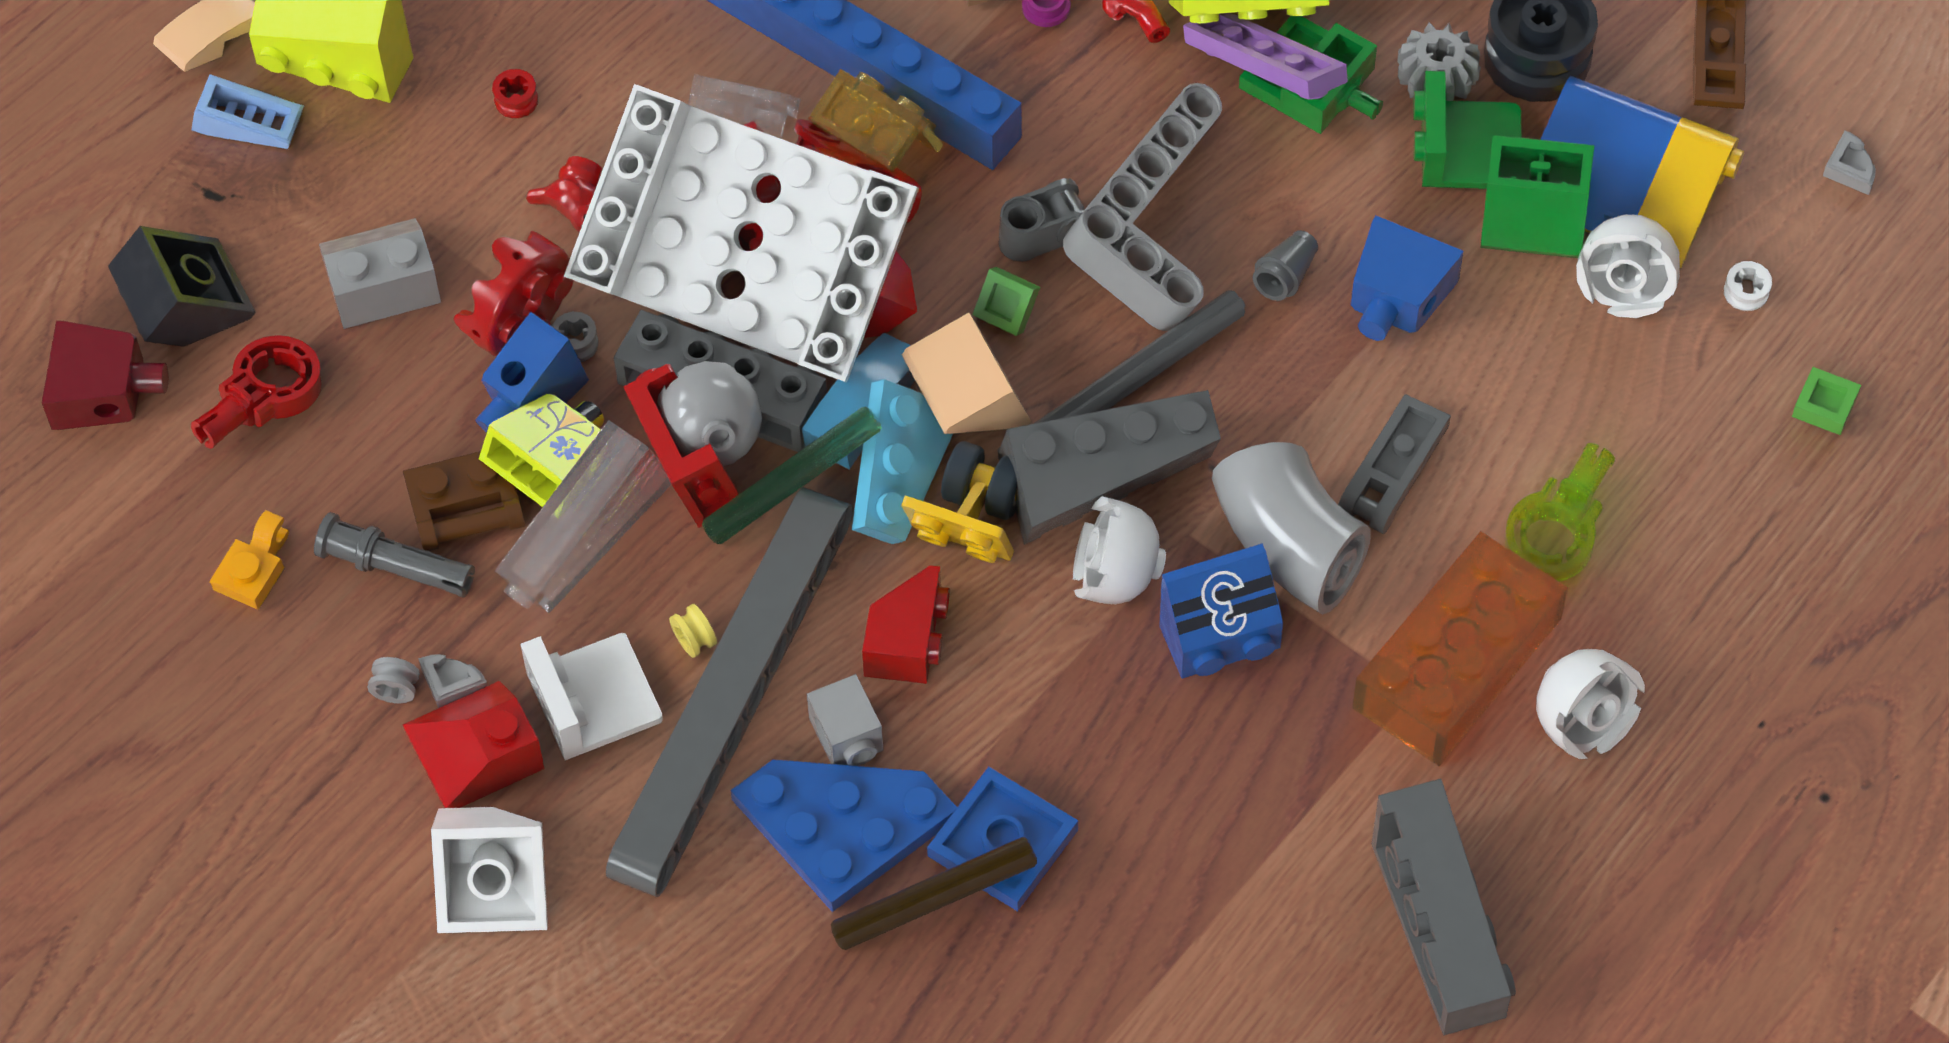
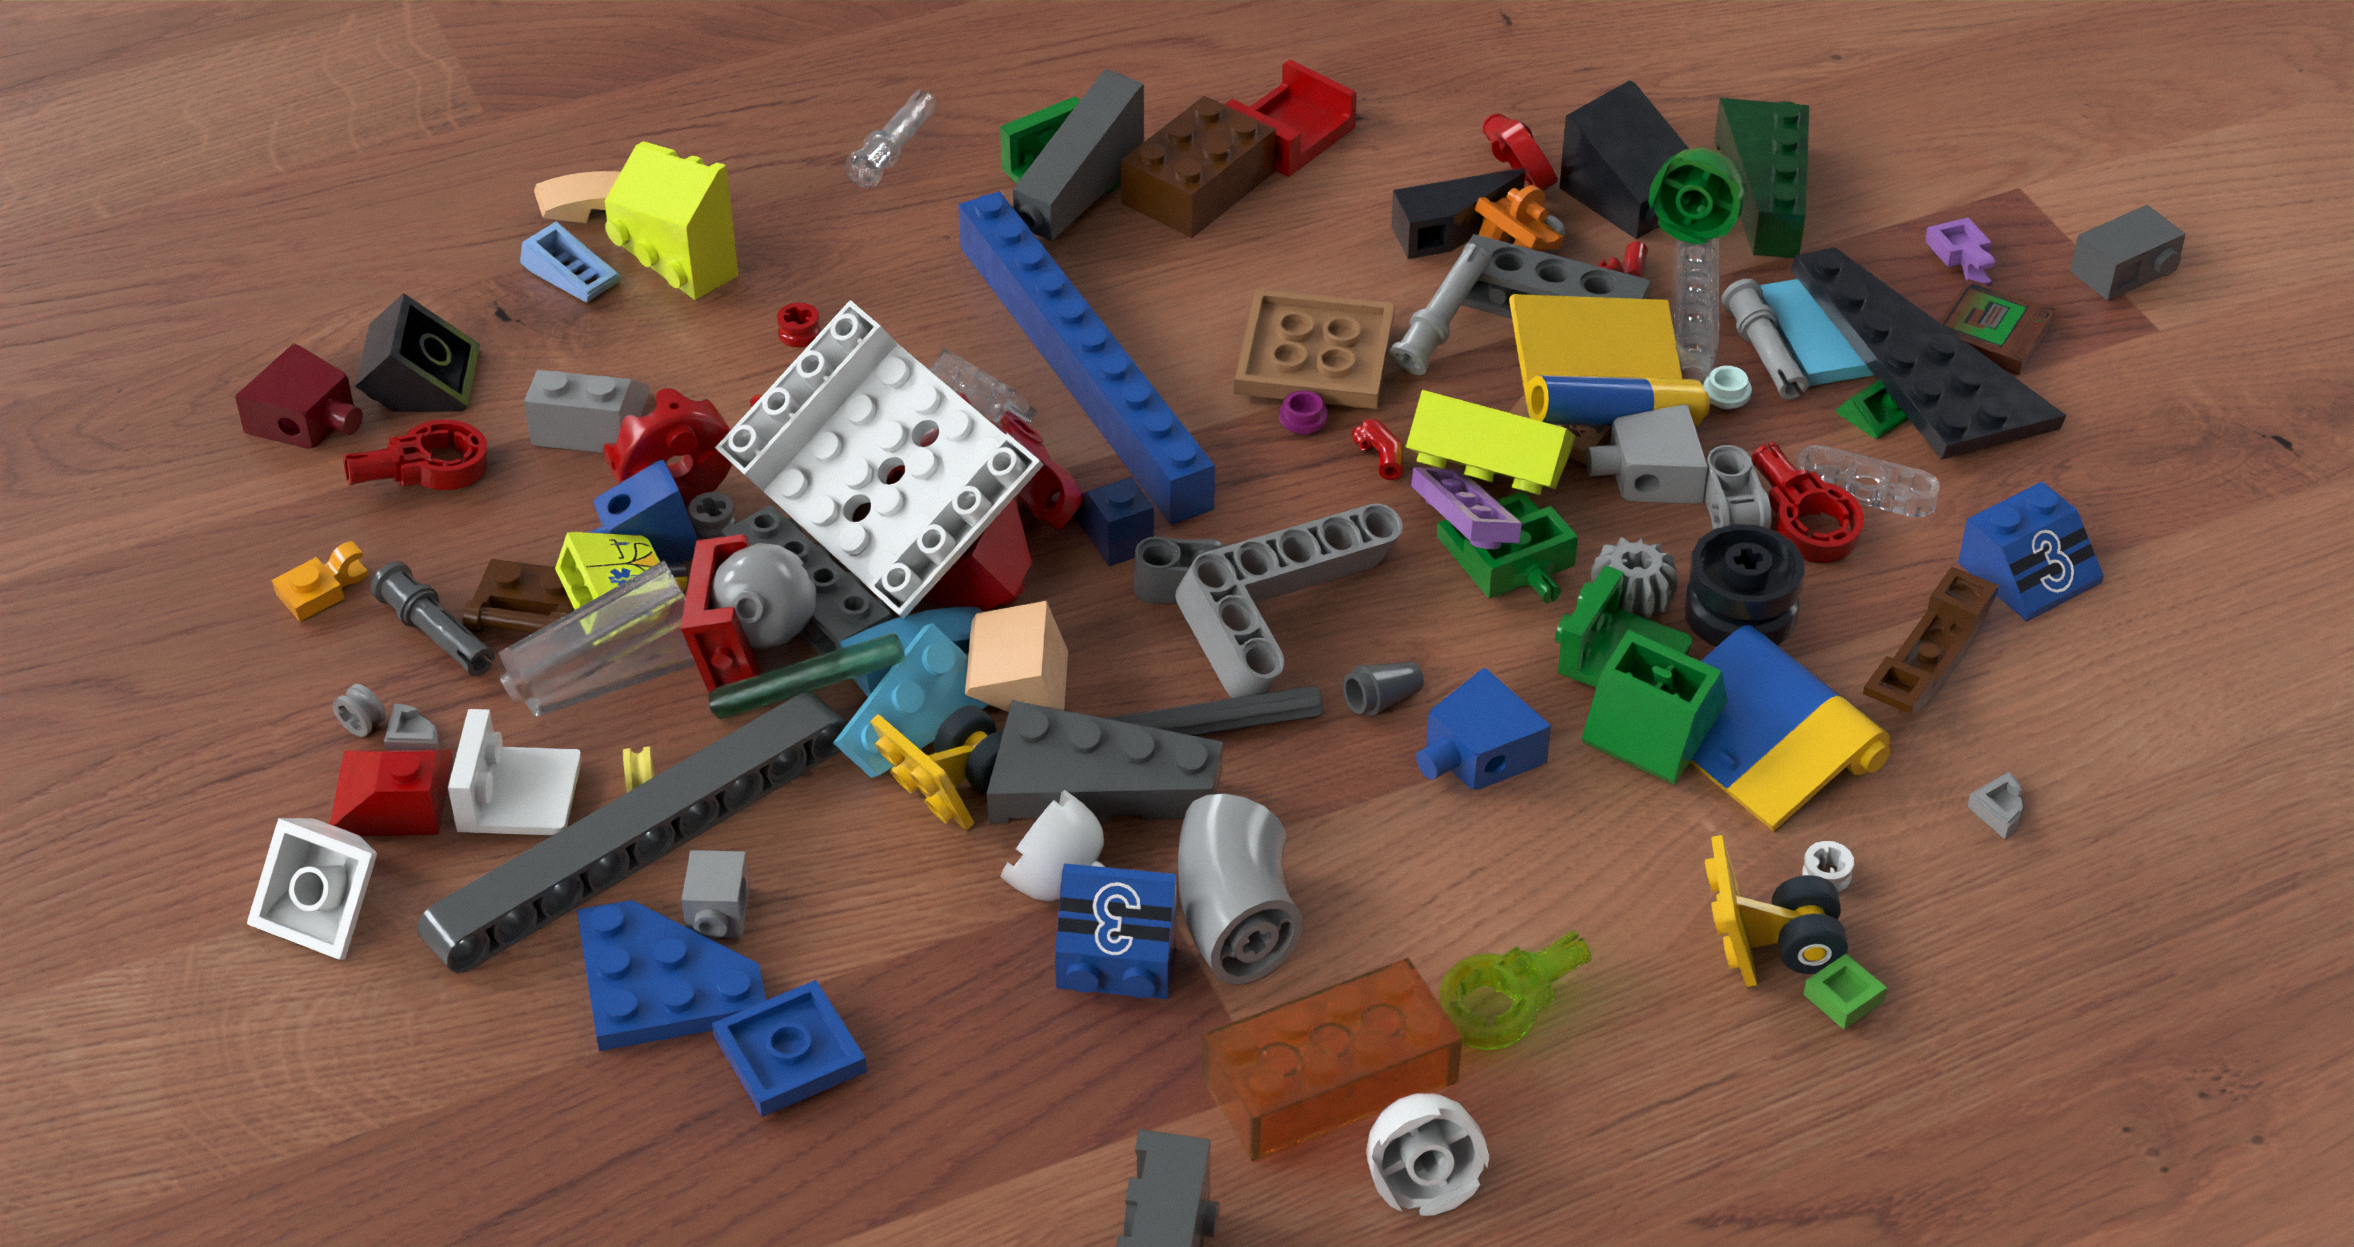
camera: 25 degrees right, 15 degrees down
(871, 120) = (1069, 433): clear yellow bracket -> none
(902, 627) = (824, 840): red slope -> none
(933, 893) = (688, 1062): dark brown axle -> none
(953, 185) = (1116, 519): none -> dark blue slope
(1006, 301) = (1103, 620): bright green plate -> none
(1395, 462) = (1375, 883): dark grey plate -> none
(1629, 266) = (1709, 795): white cylinder -> none
(1754, 349) = (1799, 920): none -> plate

